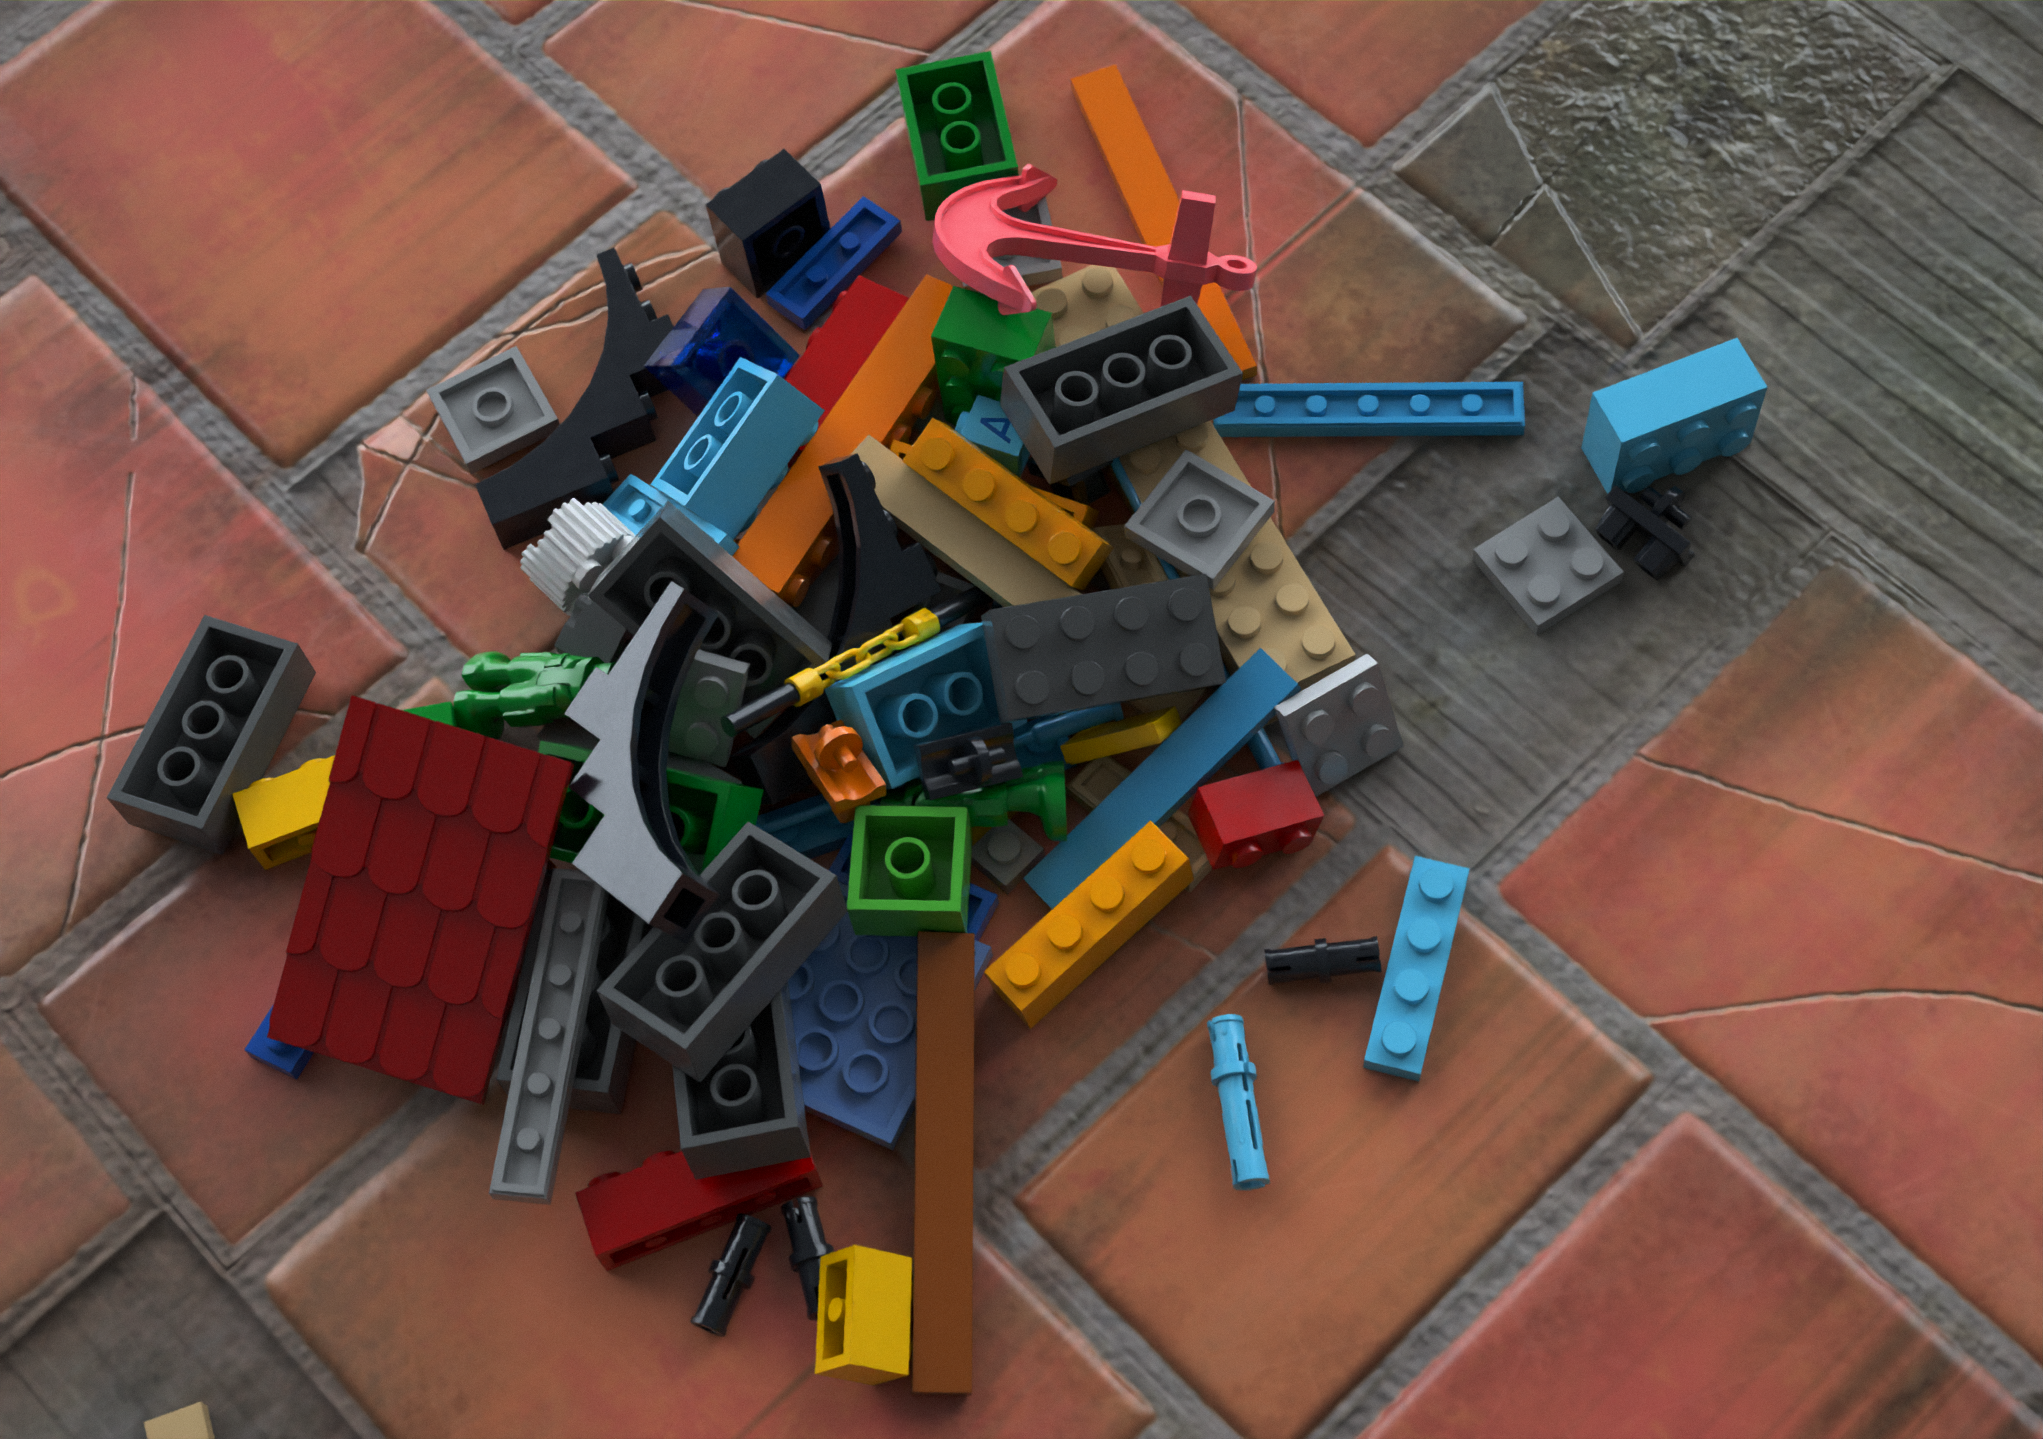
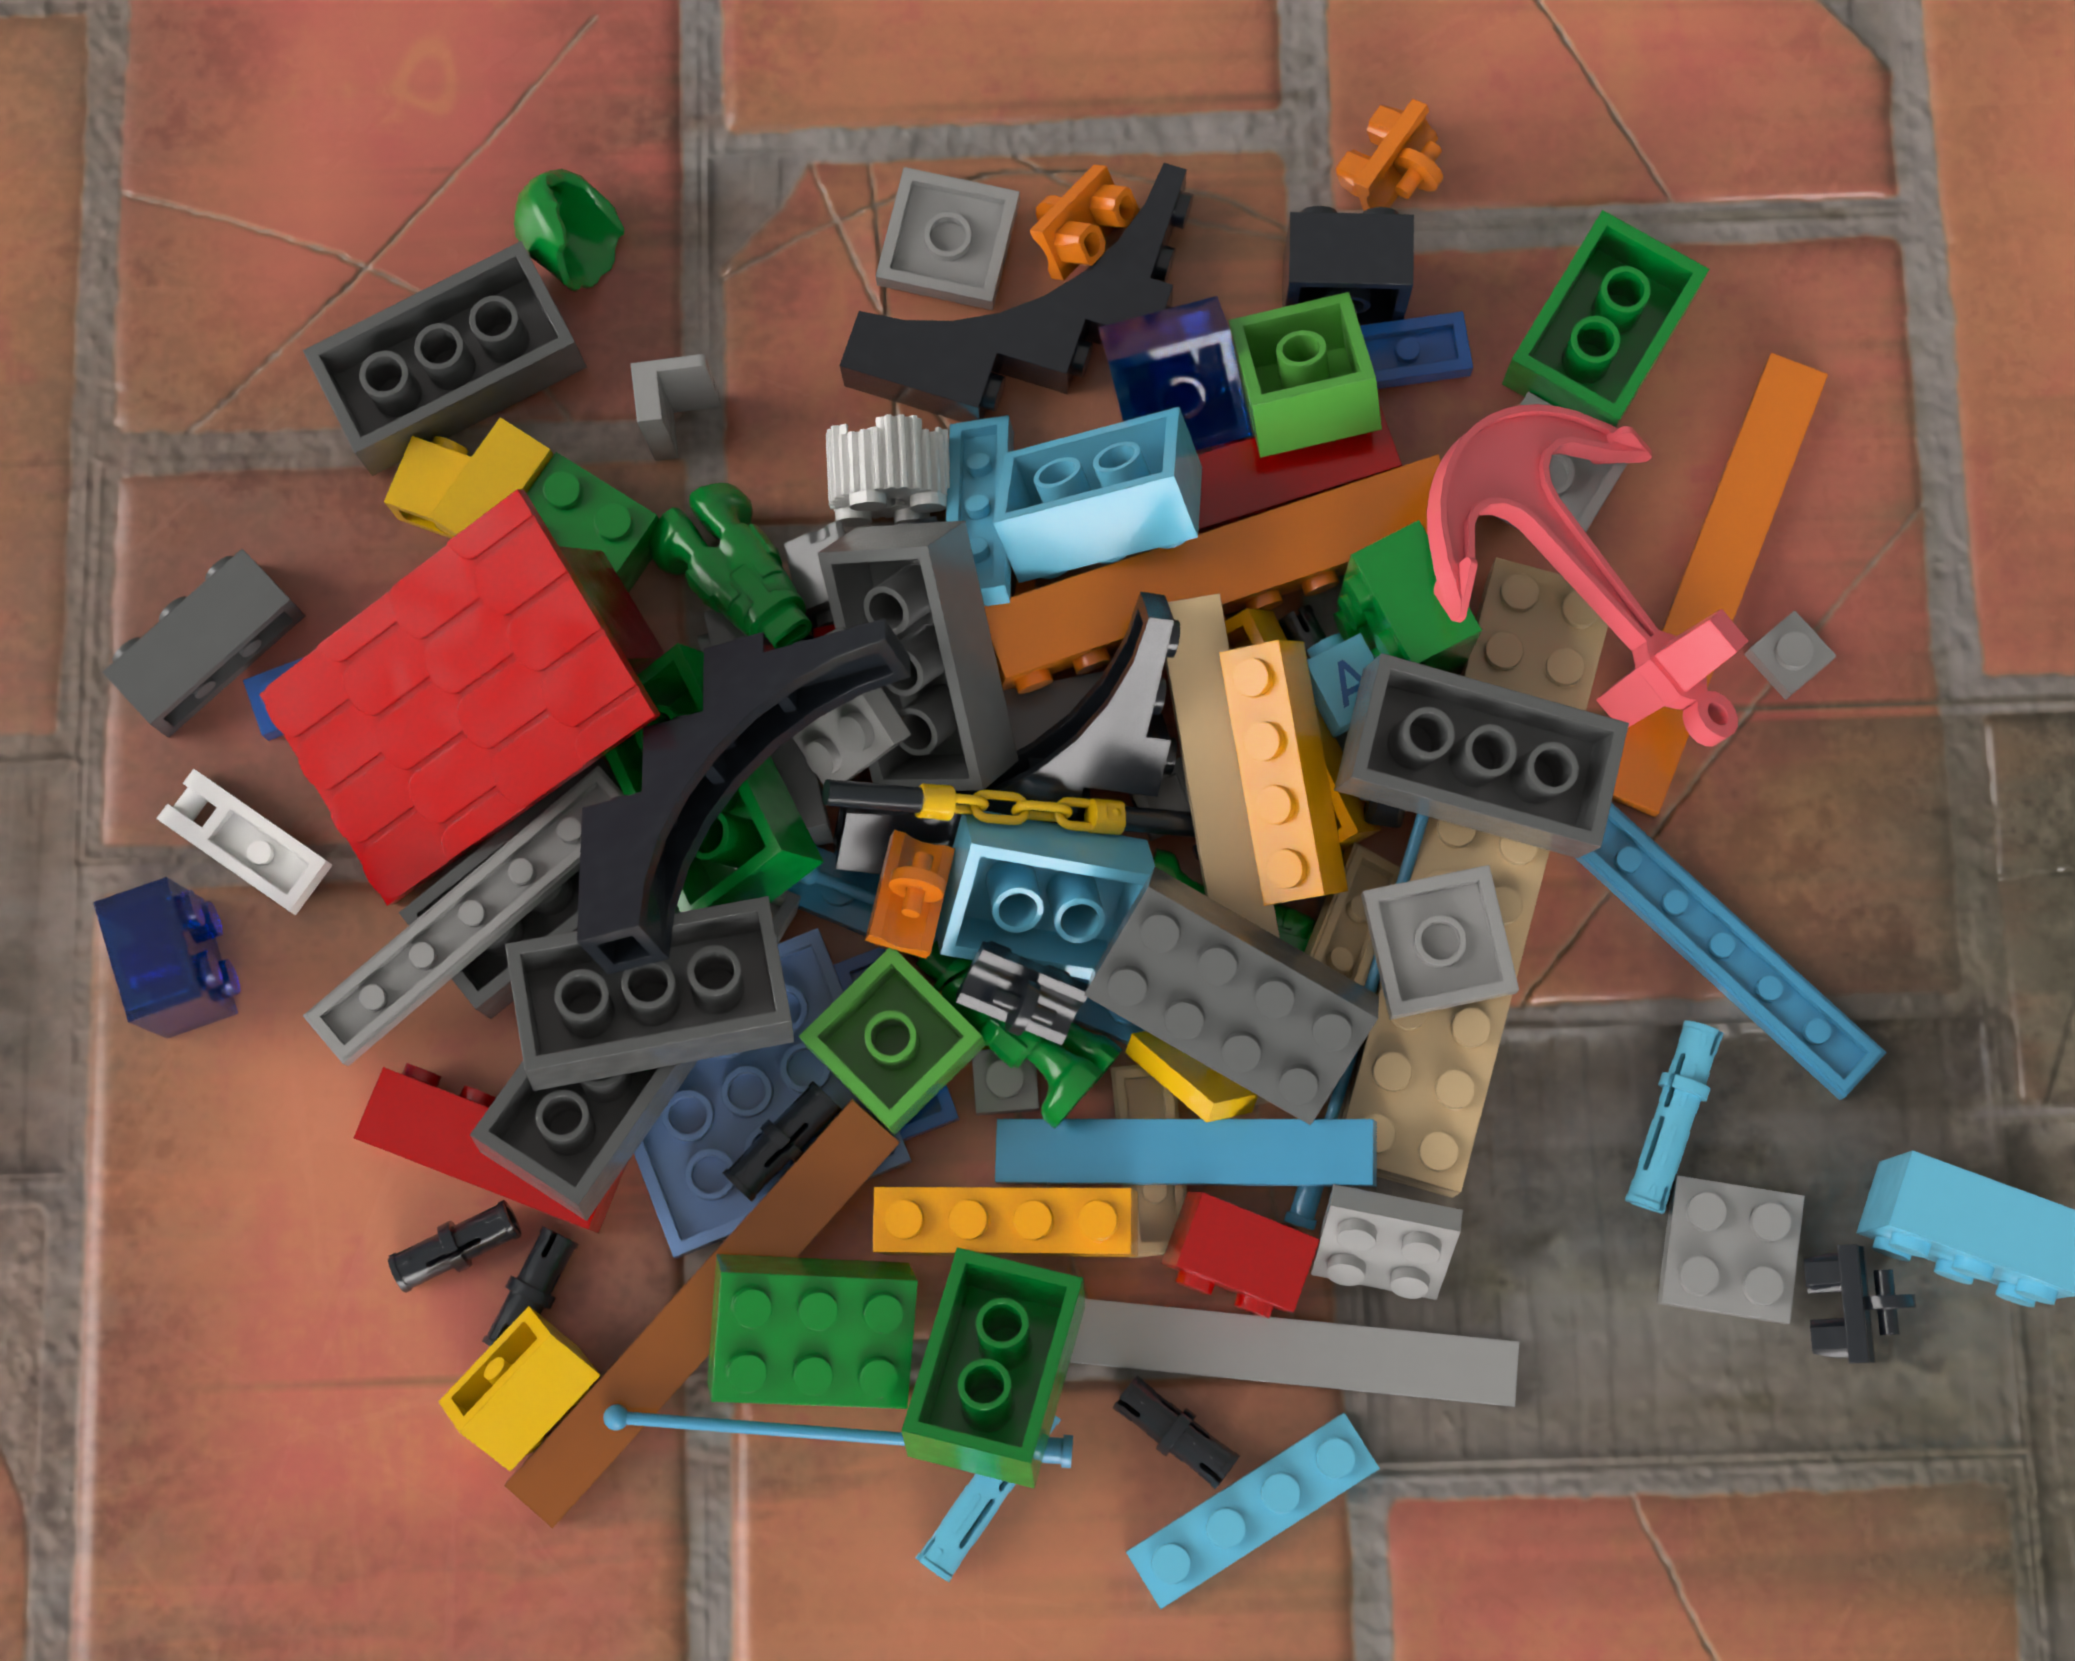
camera: 40 degrees right, 15 degrees up
(193, 1048) = (202, 642): none -> dark grey brick
(226, 591) = (568, 227): none -> green hair
(309, 764) = (499, 466): none -> yellow tile
(339, 1149) = (246, 843): none -> white plate
(353, 1254) = (167, 957): none -> clear blue brick
(390, 626) = (667, 388): none -> light grey panel
(573, 328) = (1076, 225): none -> orange hips
(742, 145) = (1400, 162): none -> orange hips
(806, 285) = (1306, 374): none -> bright green brick
(895, 1002) = (781, 1141): none -> black pin
(1027, 1095) = (811, 1331): none -> green brick
(1171, 1002) = (994, 1367): none -> green brick
(1201, 1074) = (617, 1417): none -> dark azure piece
(1245, 225) = (1790, 655): none -> light grey plate
(1321, 871) = (1298, 1352): none -> light grey tile
(1429, 502) = (1670, 1128): none -> medium azure pin

